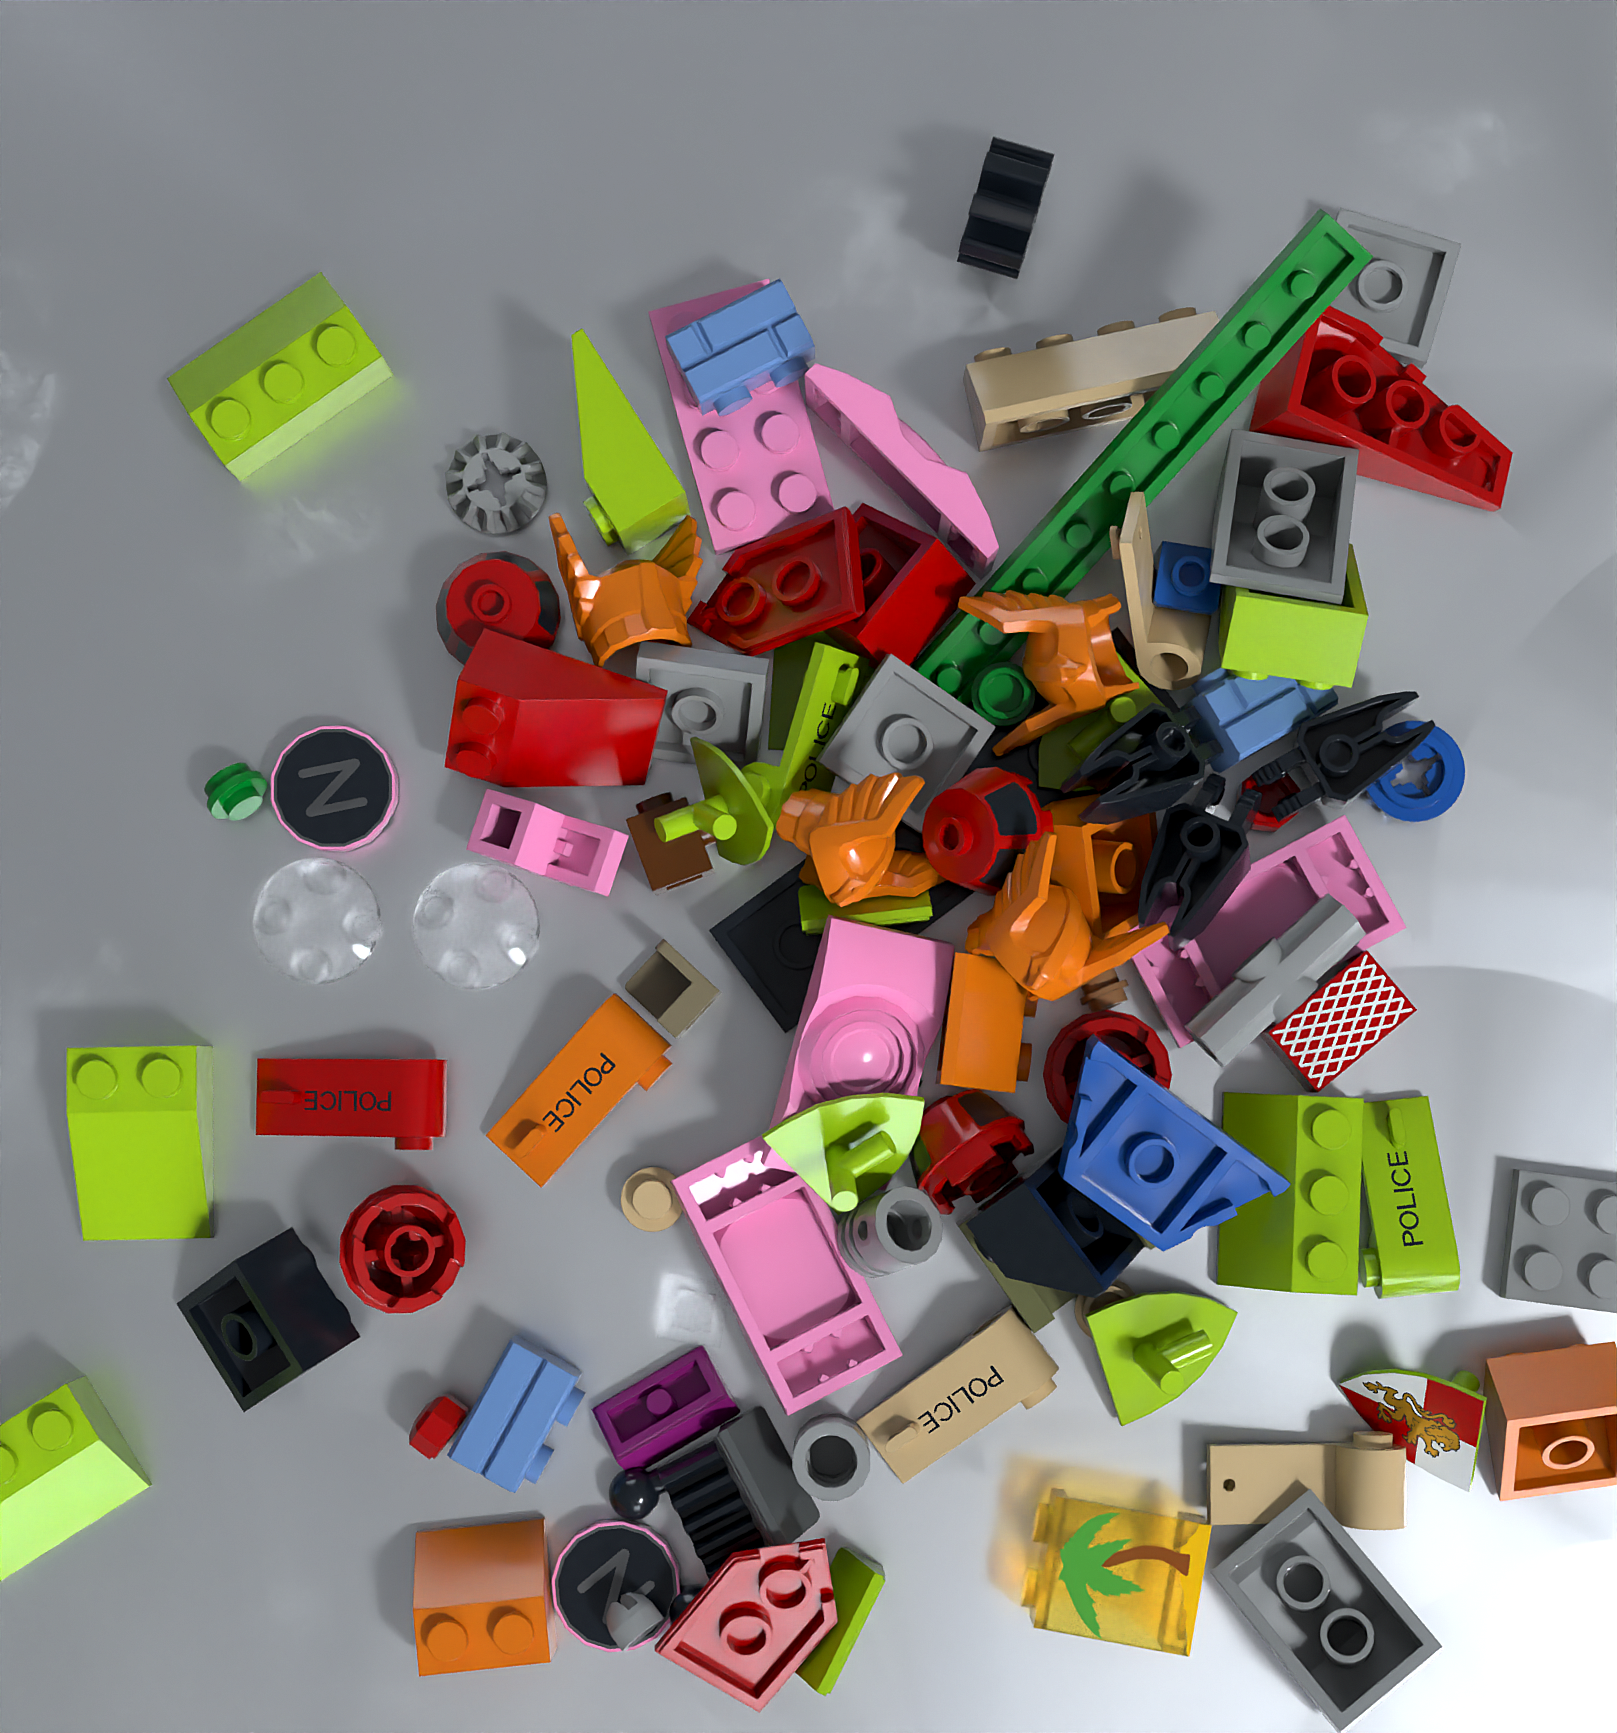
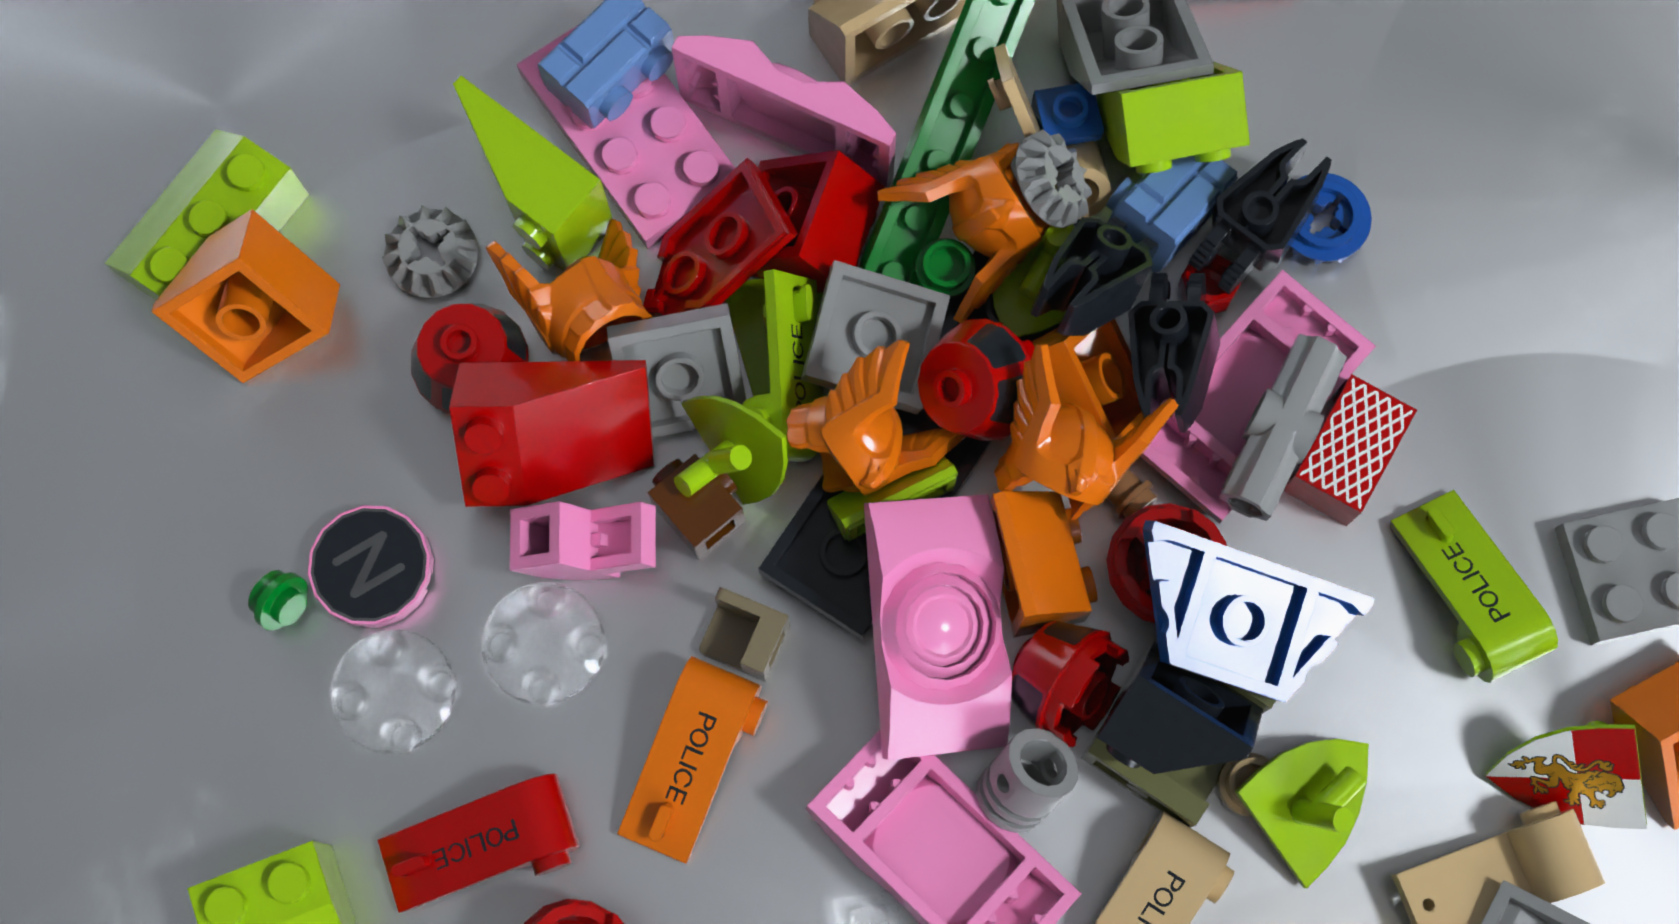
camera: 25 degrees left, 10 degrees down
(300, 479) = (249, 298): none -> orange slope
(650, 1200) = (793, 836): tan plate -> none
(849, 1144) = (959, 709): lime shield -> none
(1121, 647) = (1047, 162): none -> light grey gear
(1310, 1231) = (1406, 640): lime slope -> none

